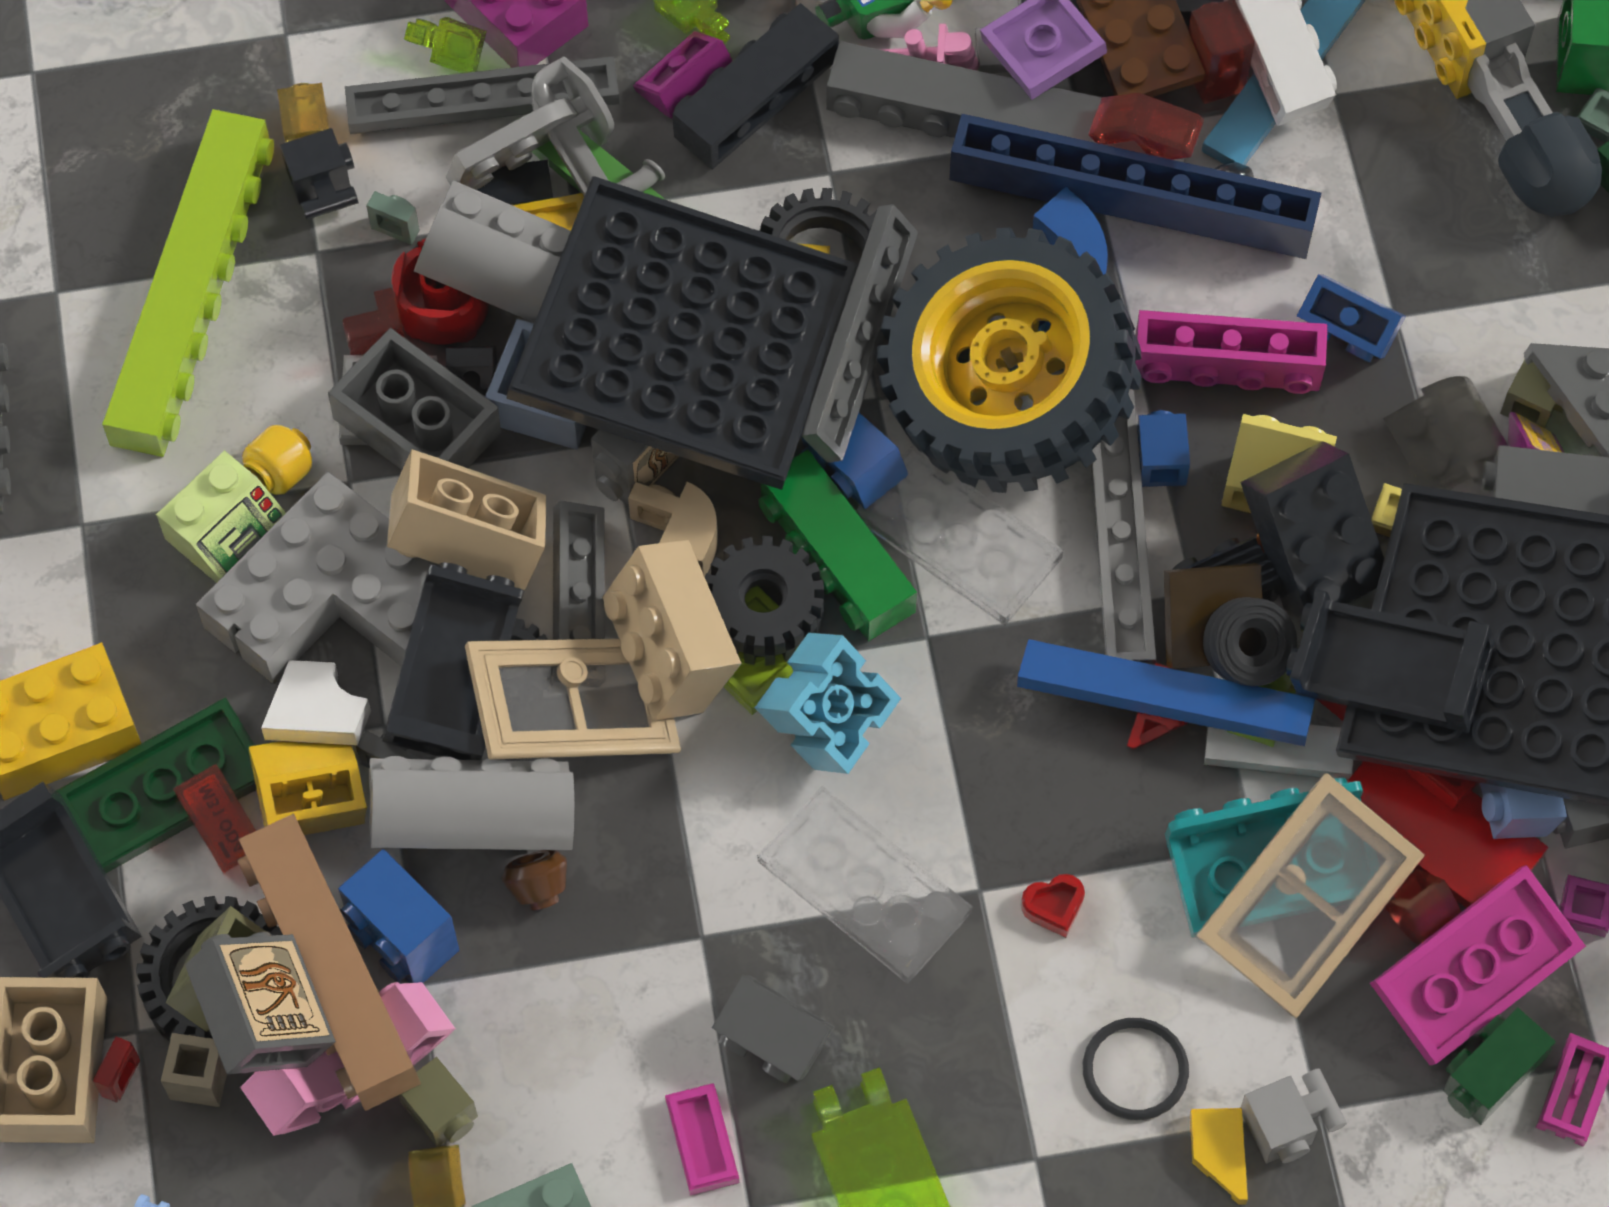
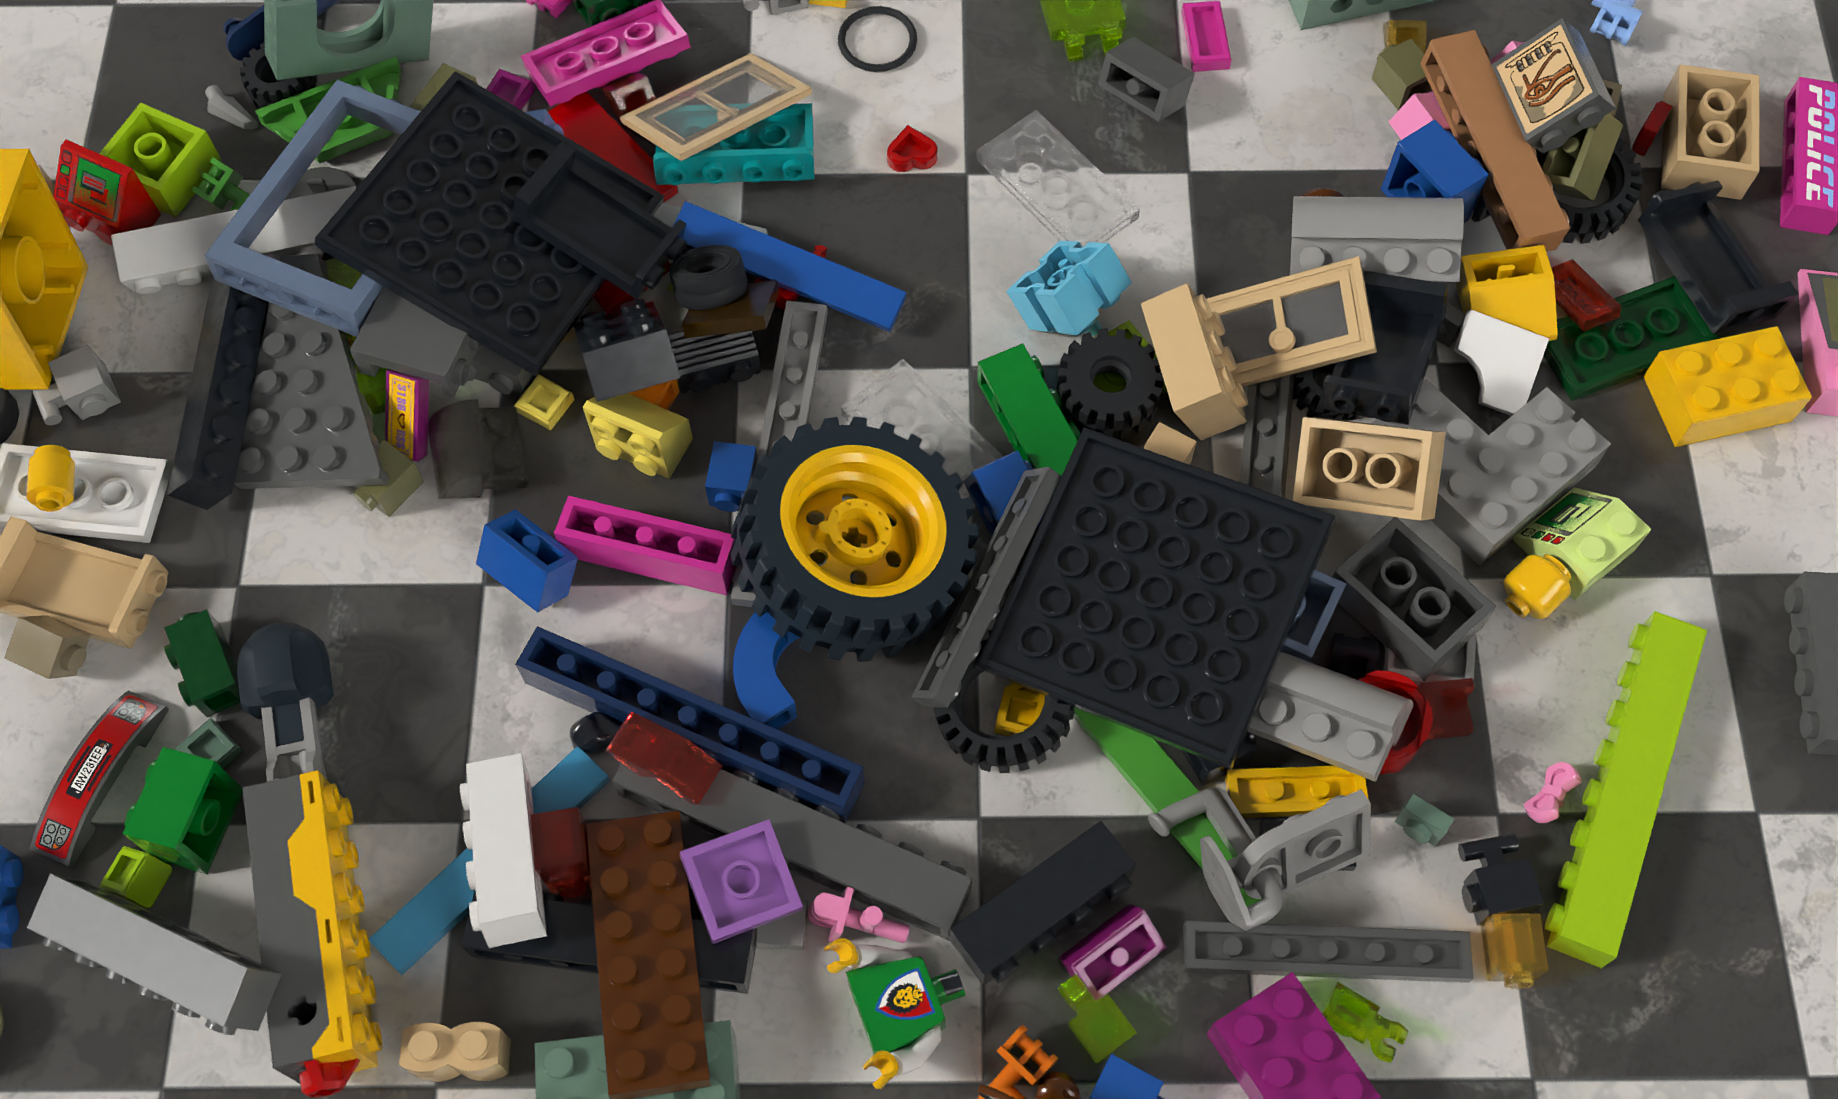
camera: 170 degrees left, 0 degrees up
(273, 253) = (1546, 804): none -> bright pink piece

